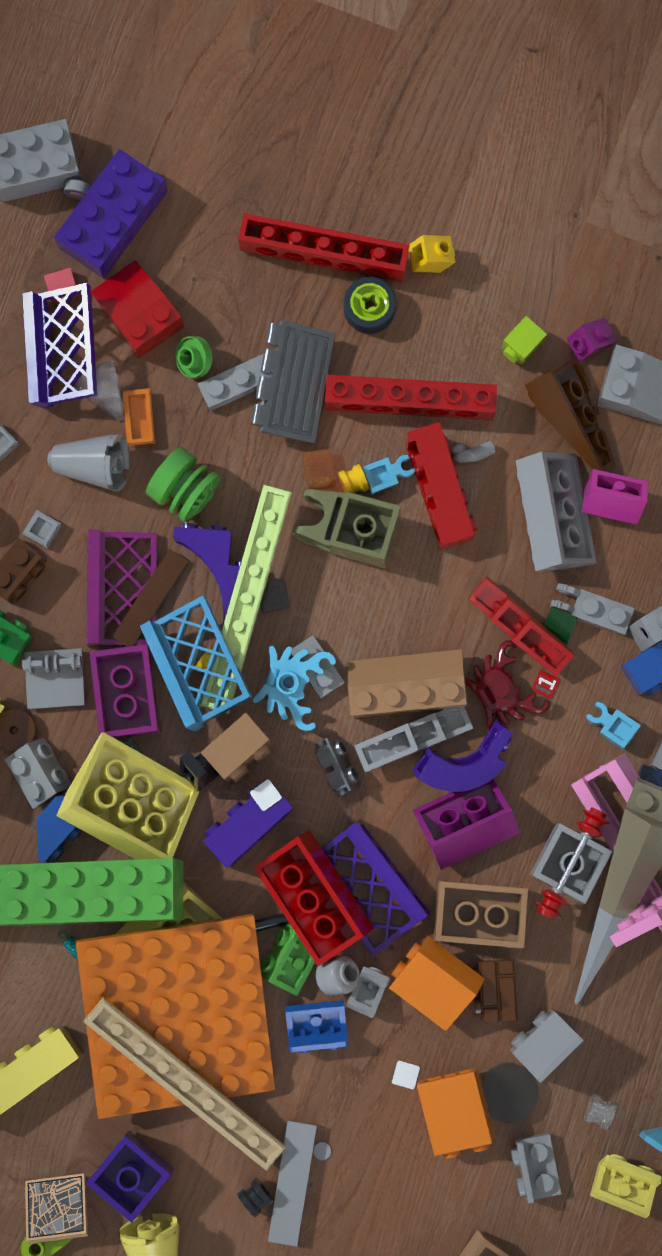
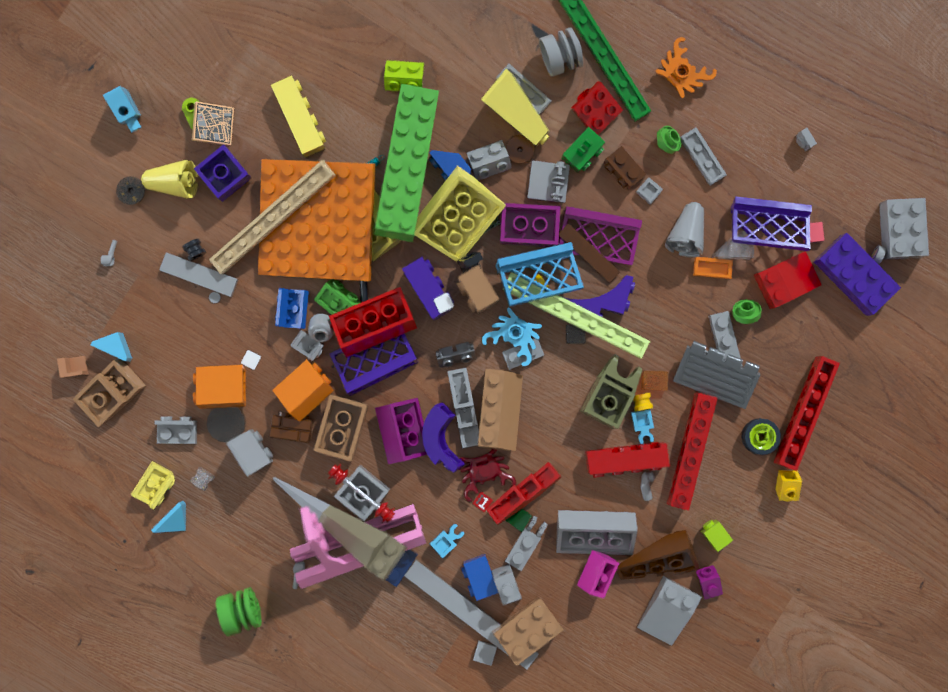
camera: 95 degrees right, 5 degrees up
(188, 488) = (663, 285): bright green wheel -> none

